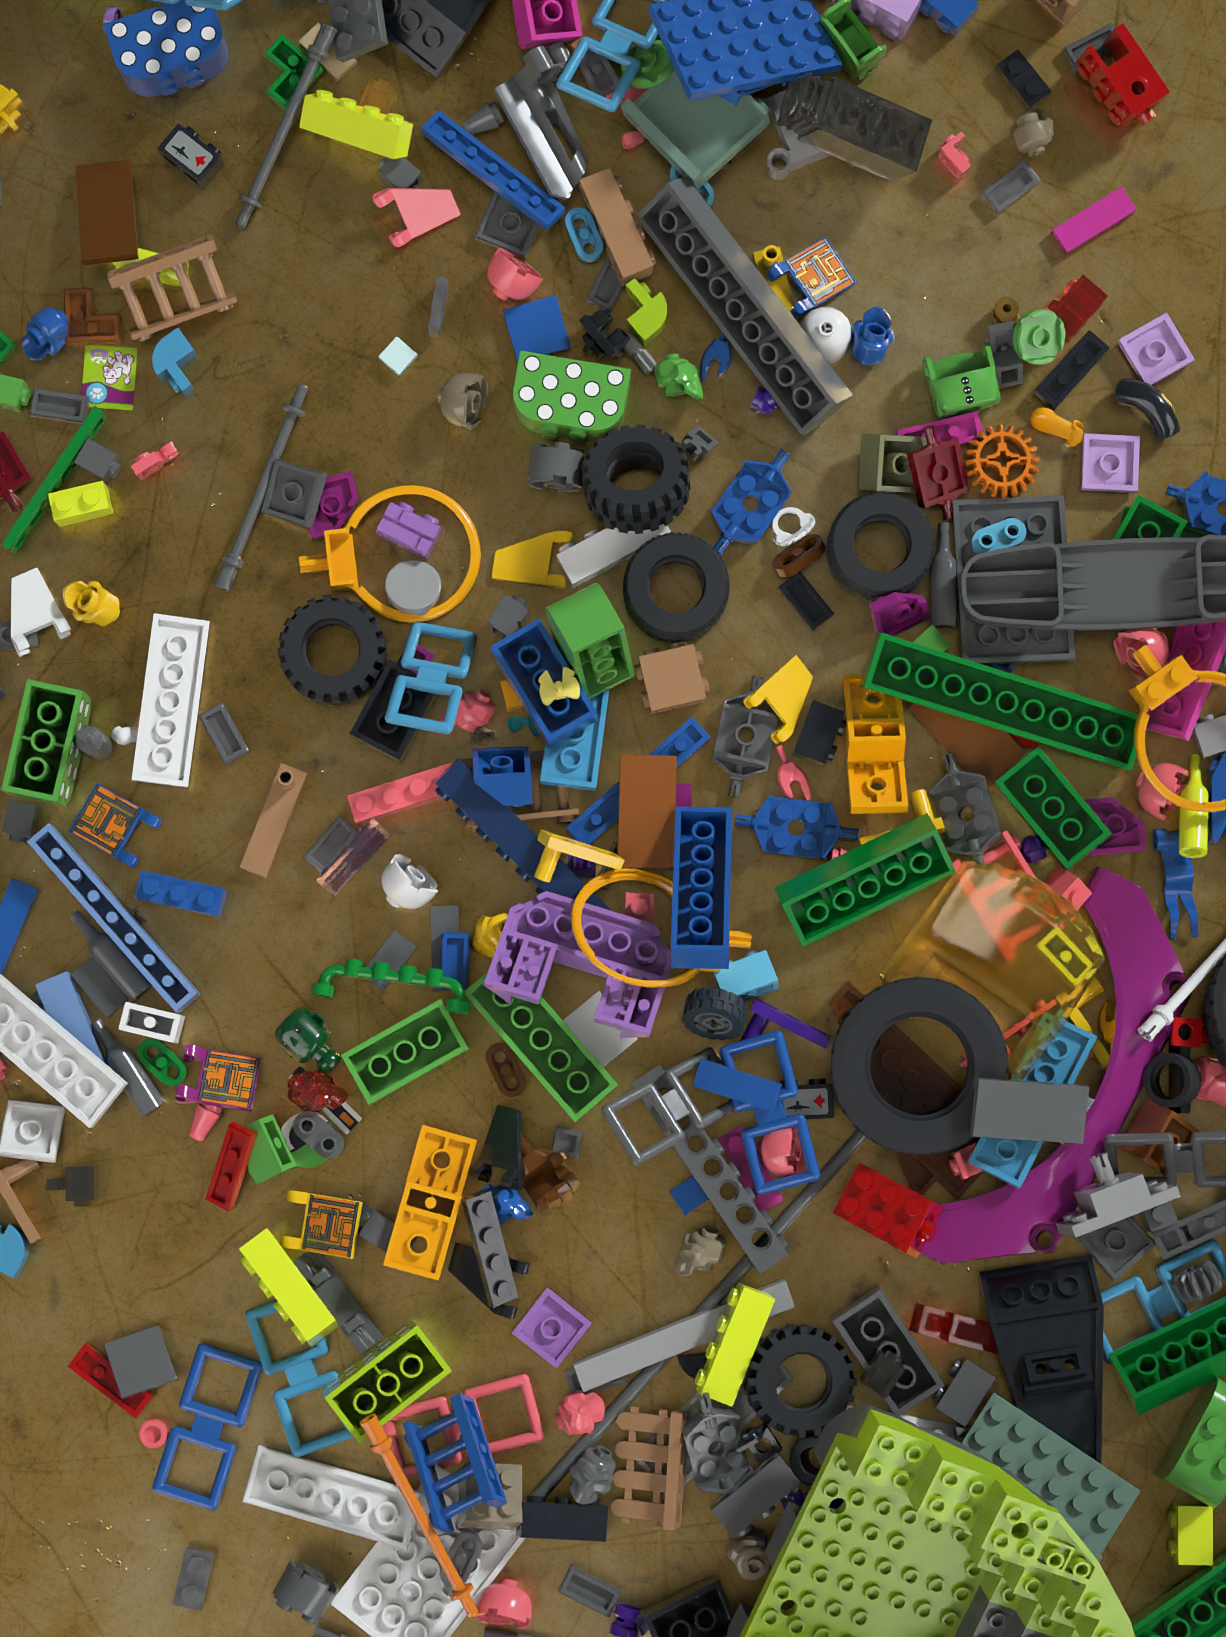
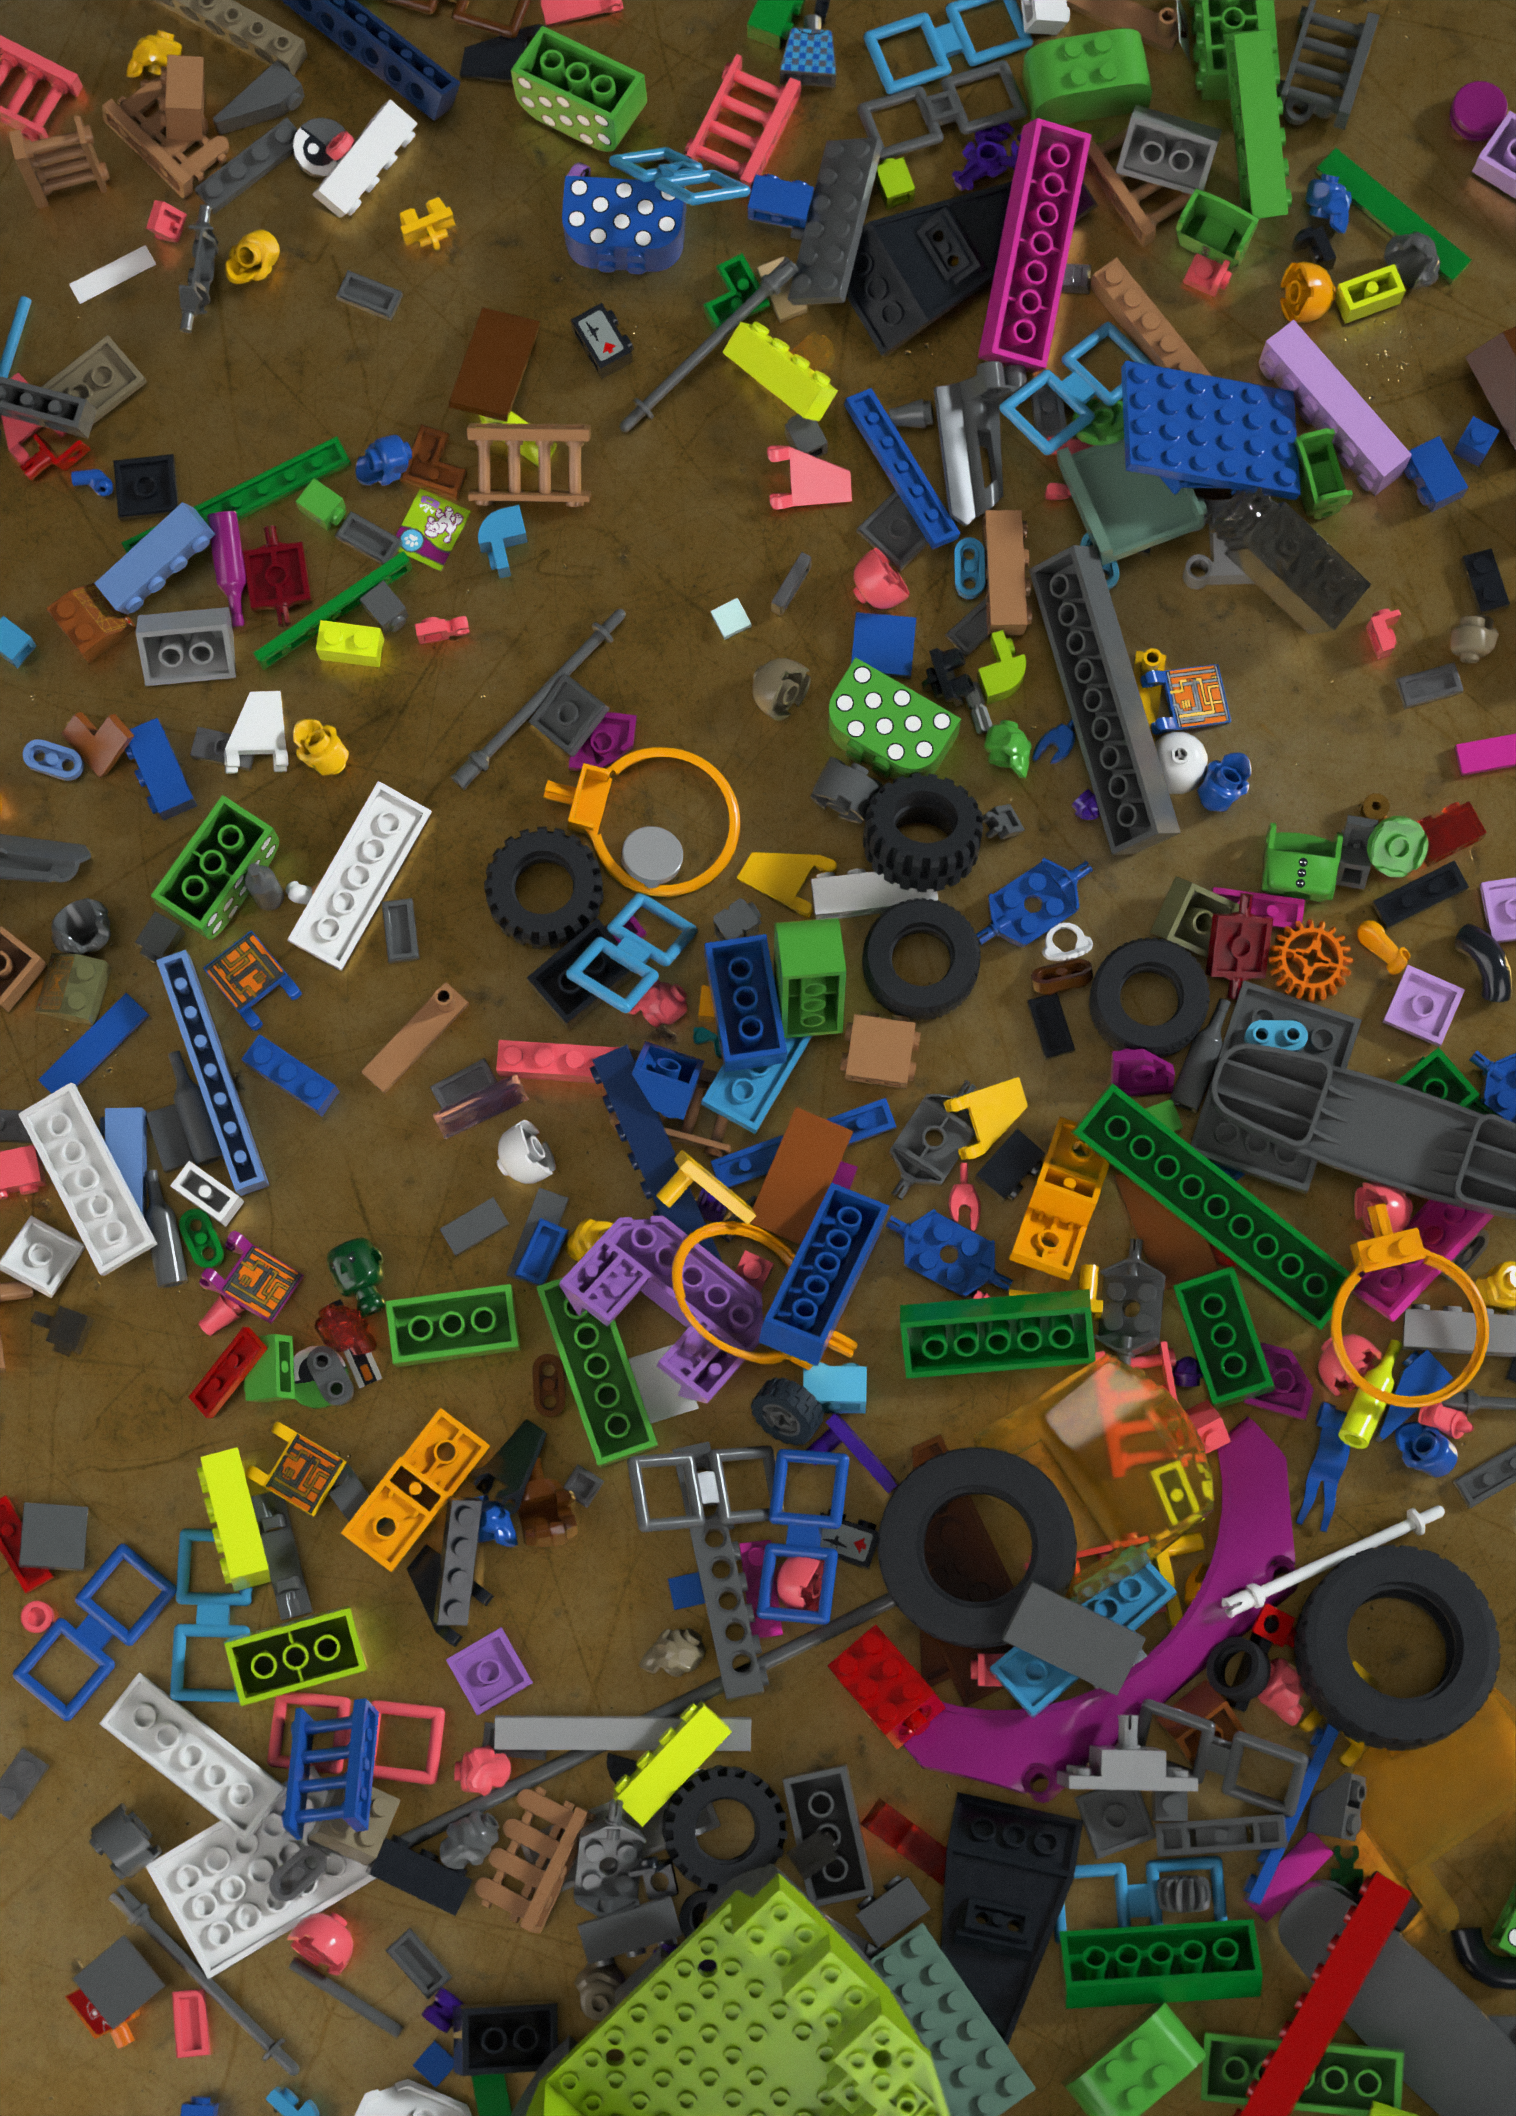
camera: 25 degrees right, 5 degrees down
(380, 972) = (461, 1234): green bar -> none
(382, 1445) = (263, 1717): orange bar -> none
(409, 529) = (672, 797): medium lavender brick -> none
(567, 688) = (757, 1014): light yellow piece -> none
(737, 1085) = (781, 1493): blue tile -> none

